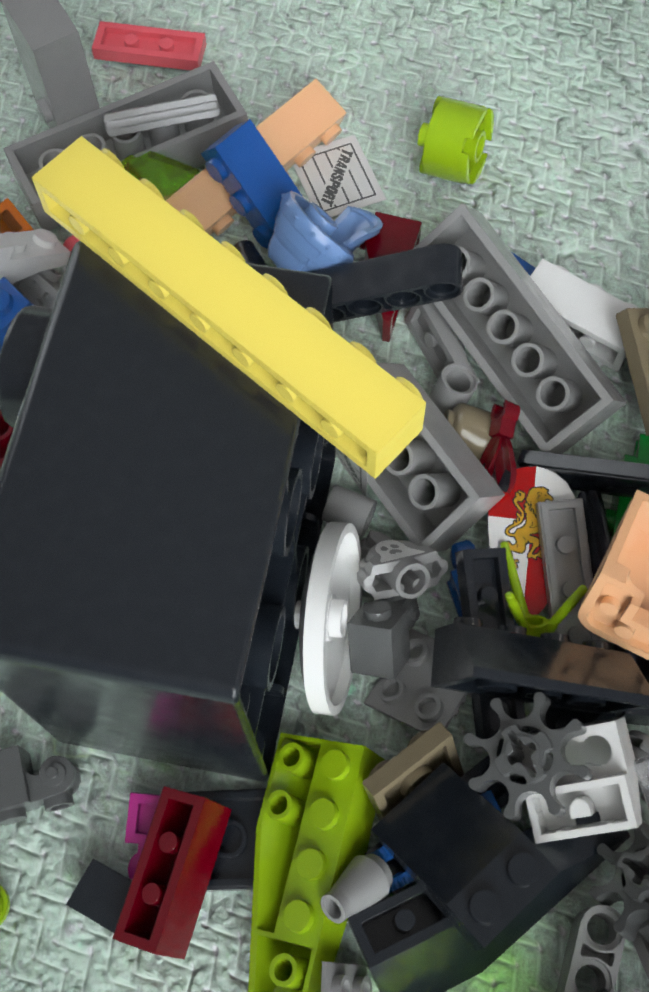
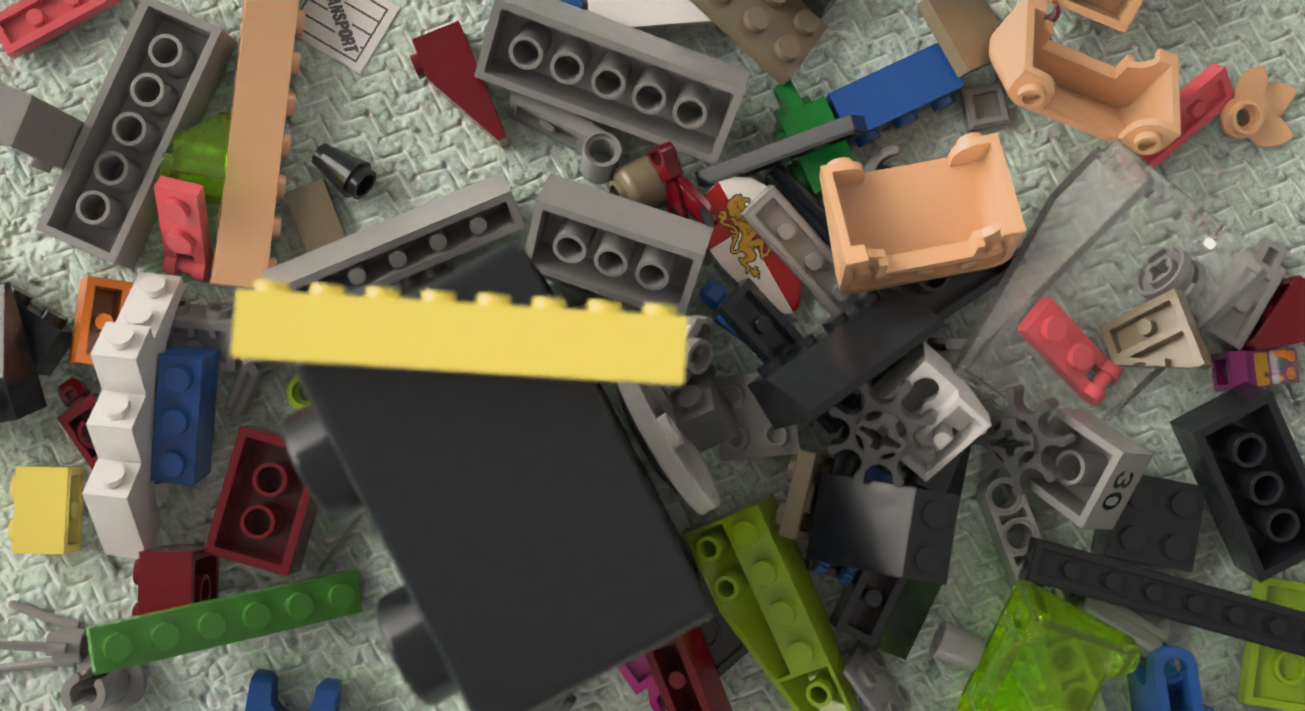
camera: 45 degrees left, 20 degrees up
(161, 115) = (150, 91): light grey axle -> none
(250, 176) = (294, 96): blue brick -> none
(311, 240) = (387, 111): medium blue head -> none
(358, 888) = (826, 601): light grey cone -> none
(396, 281) = (467, 124): black beam -> none
(516, 602) = (806, 312): lime plant -> none

